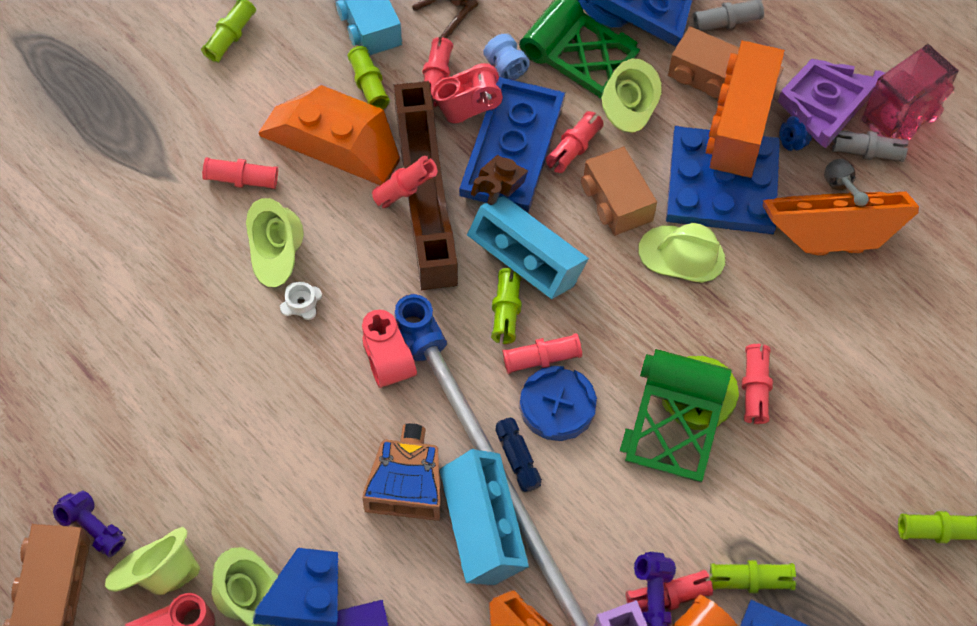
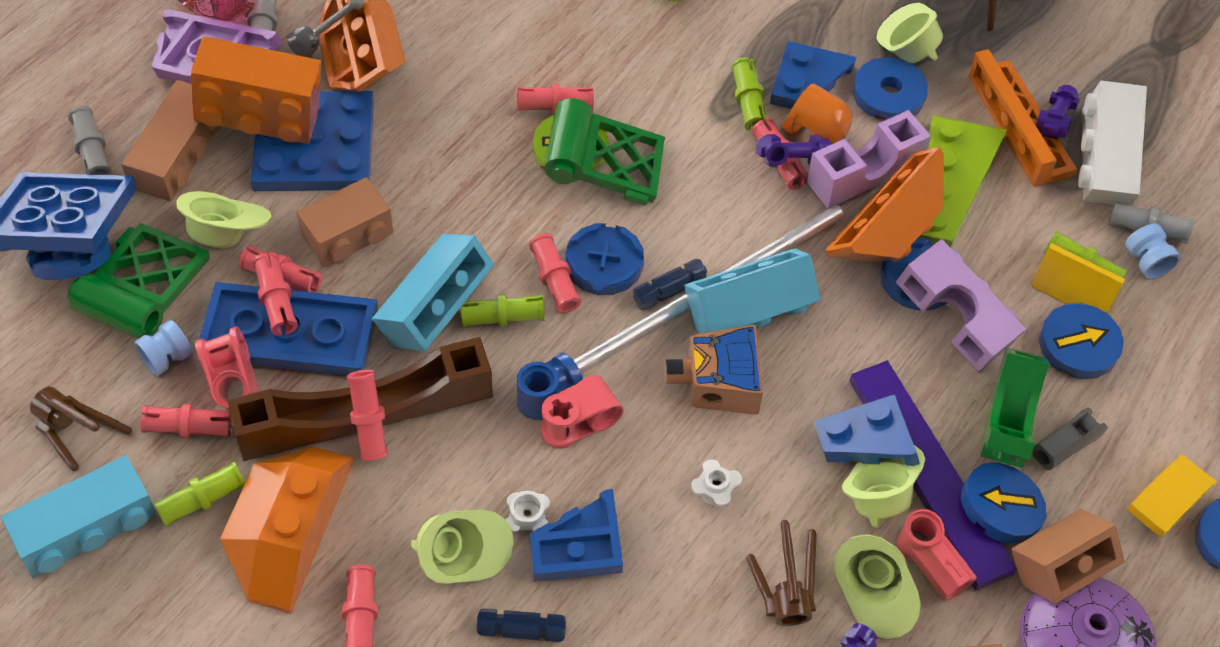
camera: 100 degrees left, 5 degrees down
(163, 489) = (790, 602): none -> reddish brown plant
(201, 283) = (521, 625): none -> dark blue axle
(261, 334) = (579, 543): none -> blue wing
(293, 464) = (711, 493): none -> white plate
(498, 177) = (353, 316): reddish brown plate -> none
(537, 125) = (275, 294): none -> coral pin
(683, 252) = (408, 169): yellowish green piece -> none

